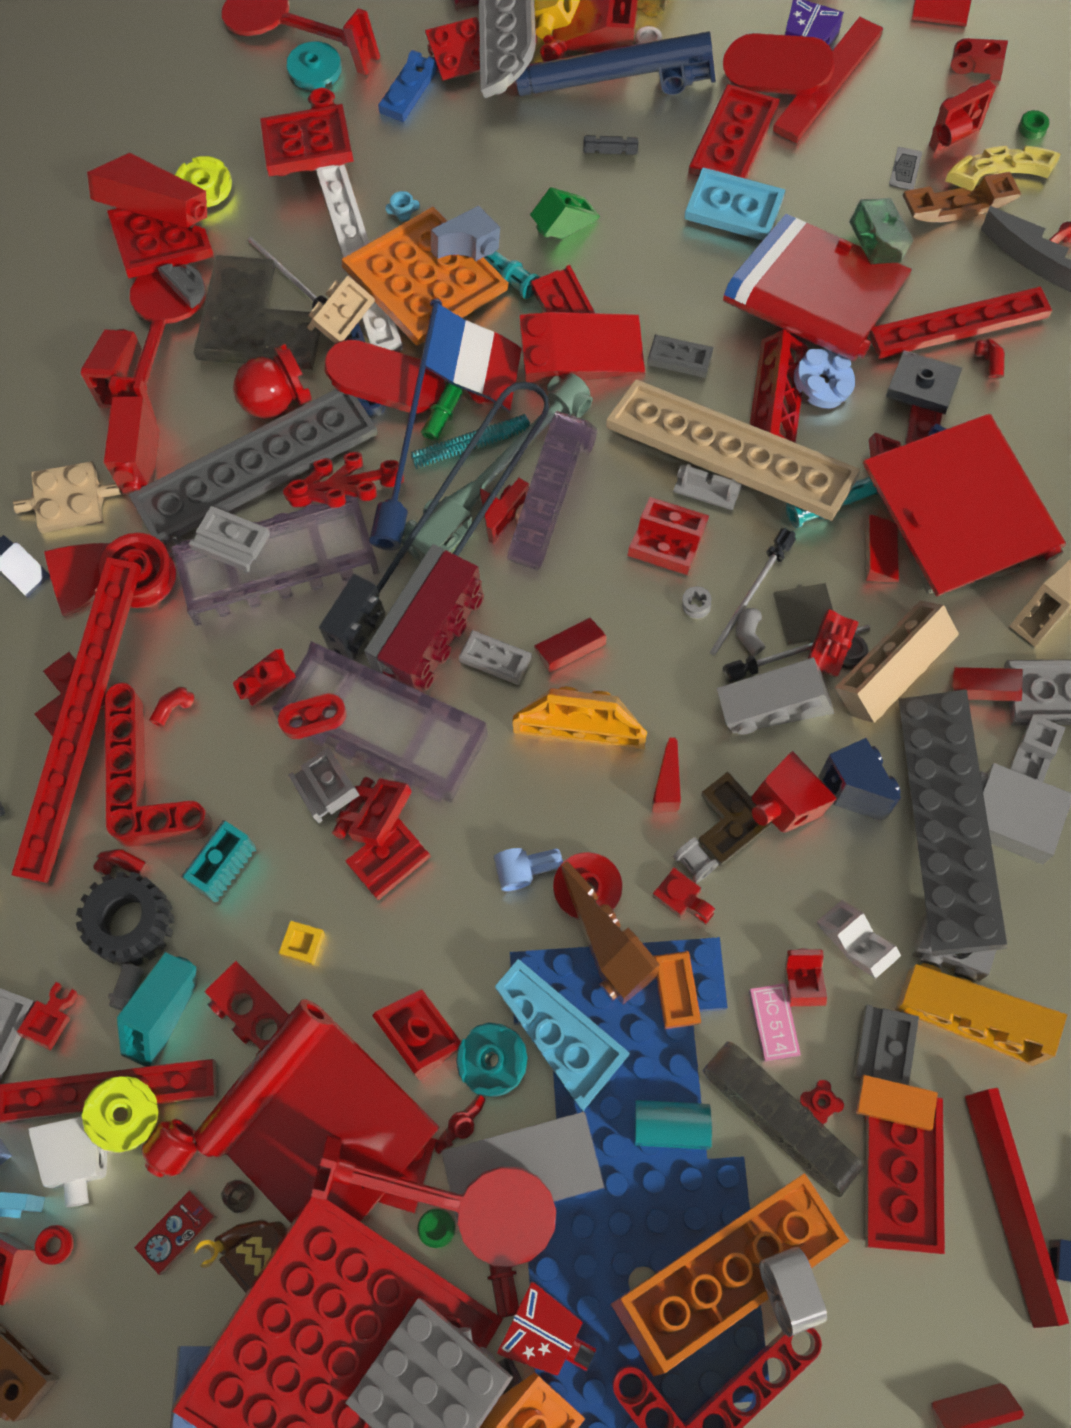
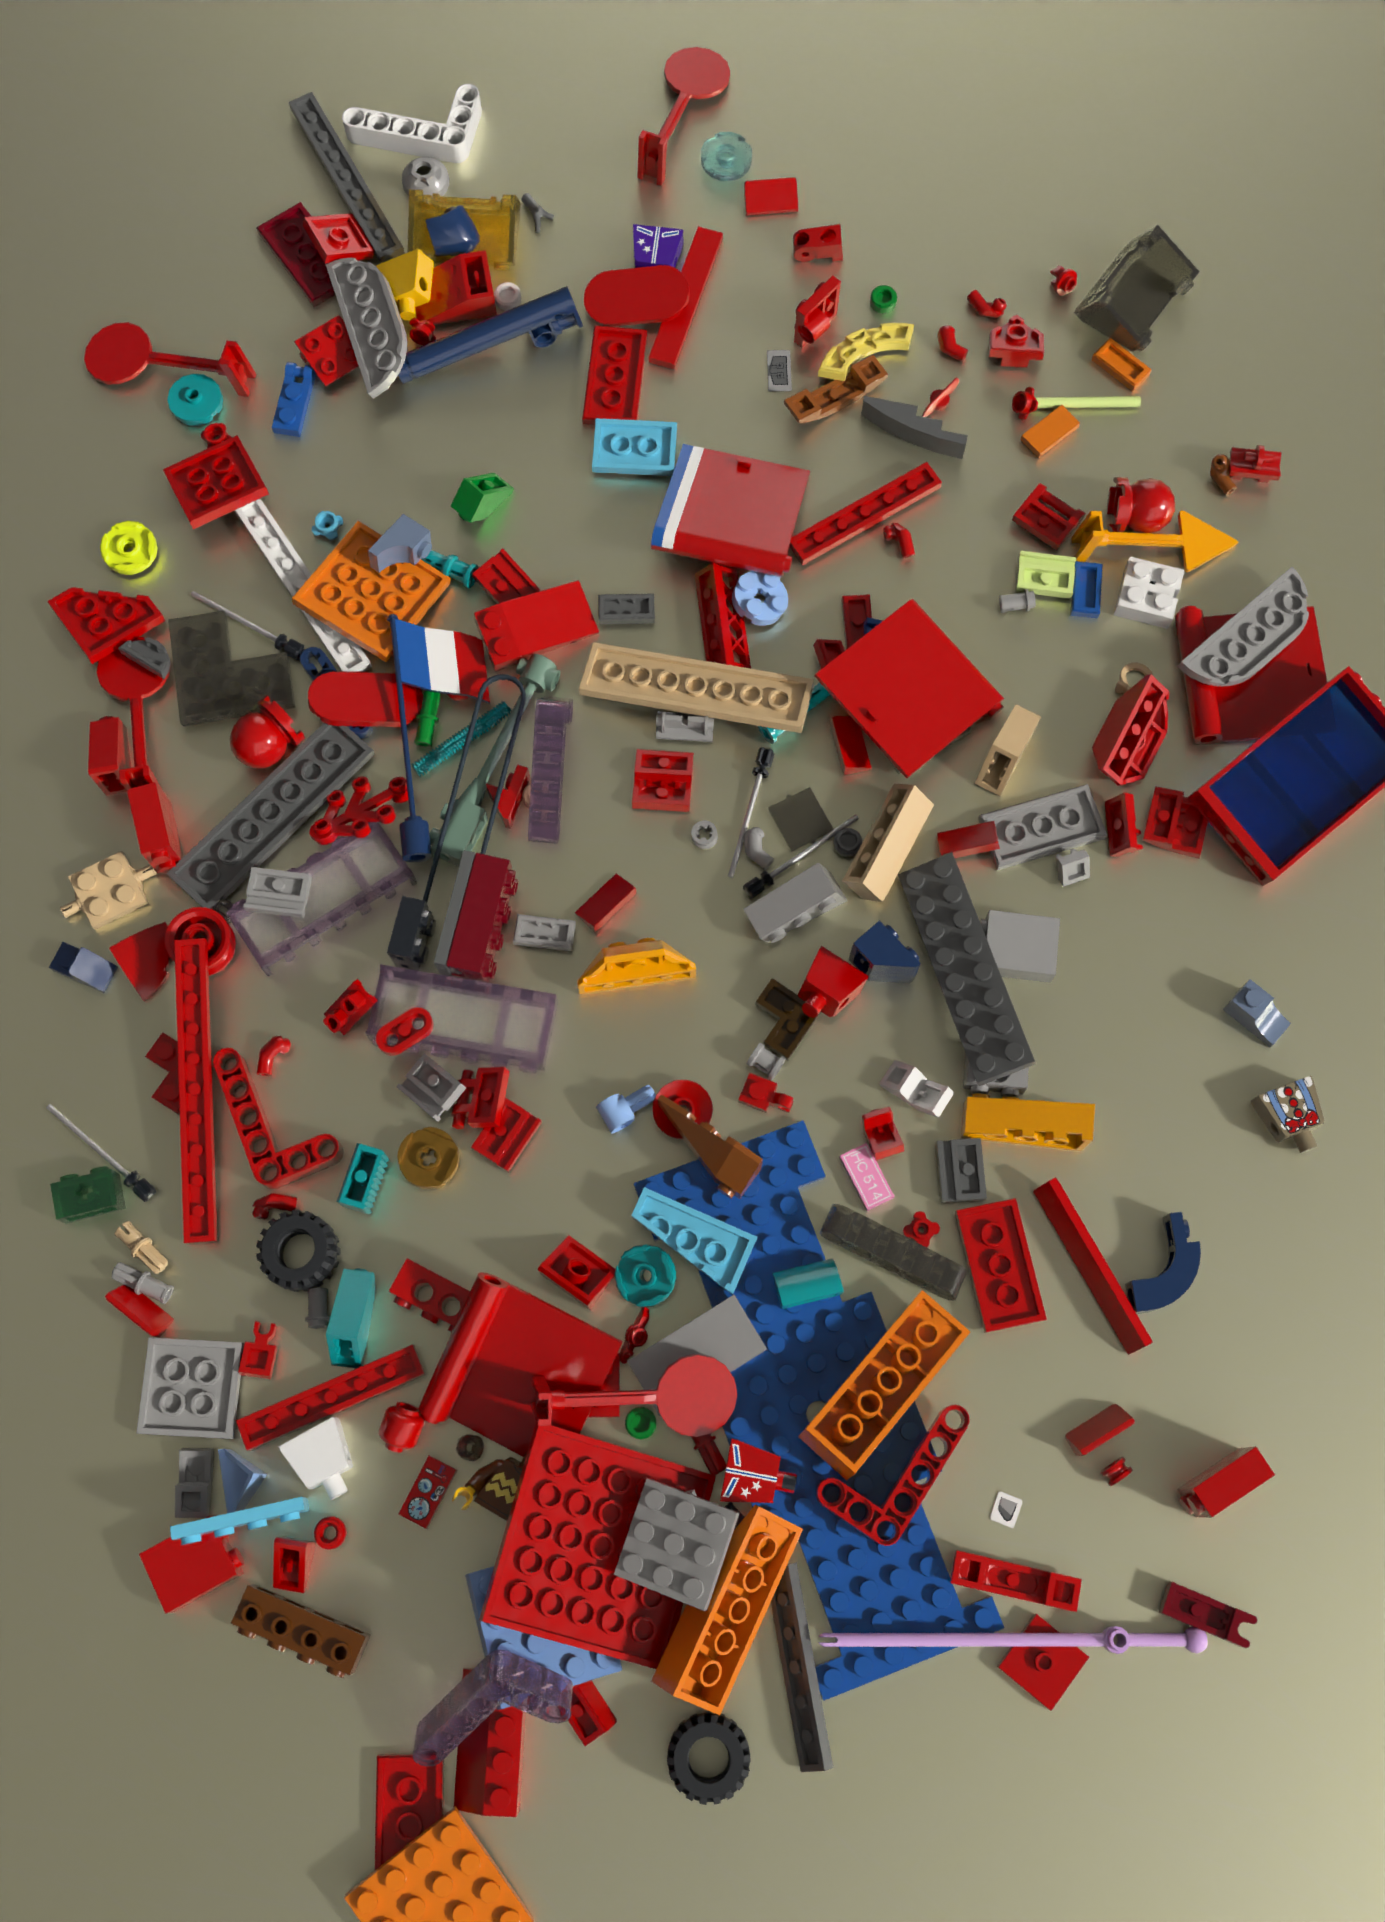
camera: 20 degrees left, 5 degrees up
(114, 1094) = (369, 1411): neon yellow plate -> none
(147, 190) = (81, 572): red slope -> none
(301, 878) = (420, 1142): none -> pearl gold plate
(301, 943) = (455, 1226): yellow tile -> none
(342, 310) = (305, 647): tan bracket -> none
(610, 145) = (503, 414): black axle -> none
(667, 790) = (726, 1007): red slope -> none
(677, 990) = (781, 1174): orange tile -> none
(793, 1291) = (936, 1382): light grey beam -> none
(833, 642) = (830, 841): red hips -> none
(881, 231) = (773, 443): clear green brick -> none
(896, 1102) = (980, 1212): orange tile -> none
(924, 382) = (847, 579): black plate -> none
(1037, 748) = (1022, 886): light grey slope -> none

